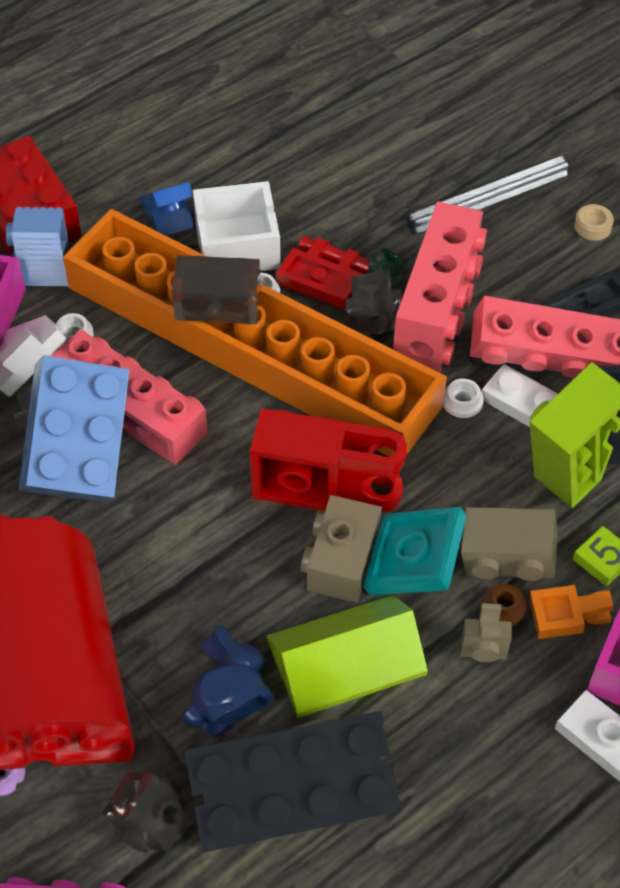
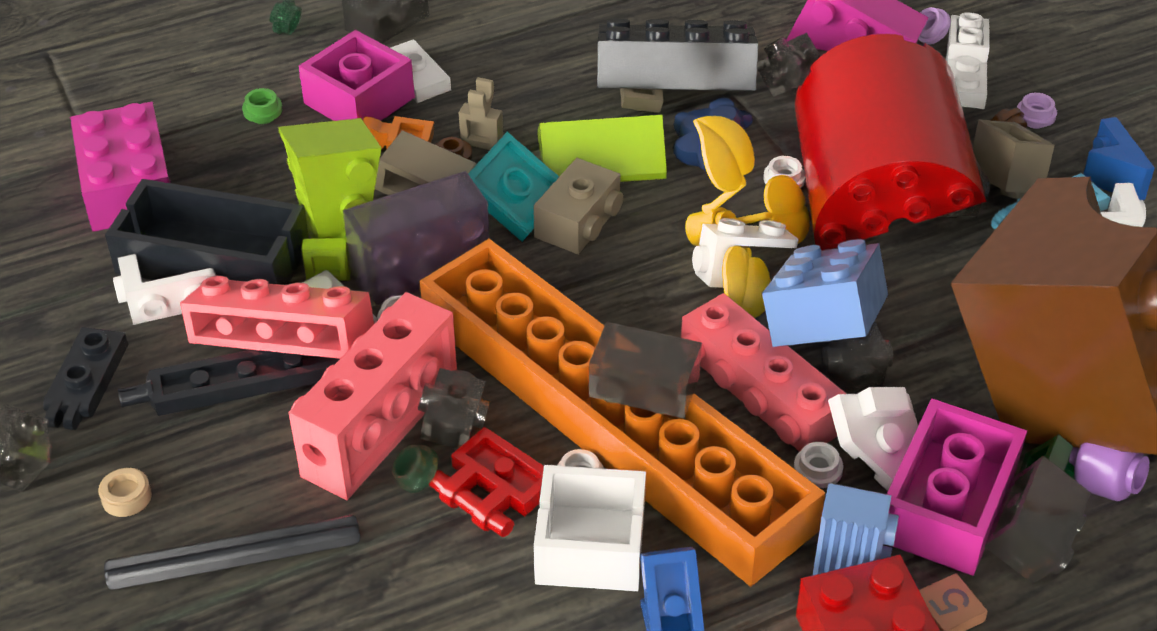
camera: 165 degrees left, 10 degrees down
(137, 640) = (785, 166): none -> white plate
(160, 510) = (728, 232): none -> white bracket
(192, 537) = (727, 159): none -> yellow plant
(309, 458) = (579, 245): red brick -> none
(473, 442) = (413, 234): none -> brick

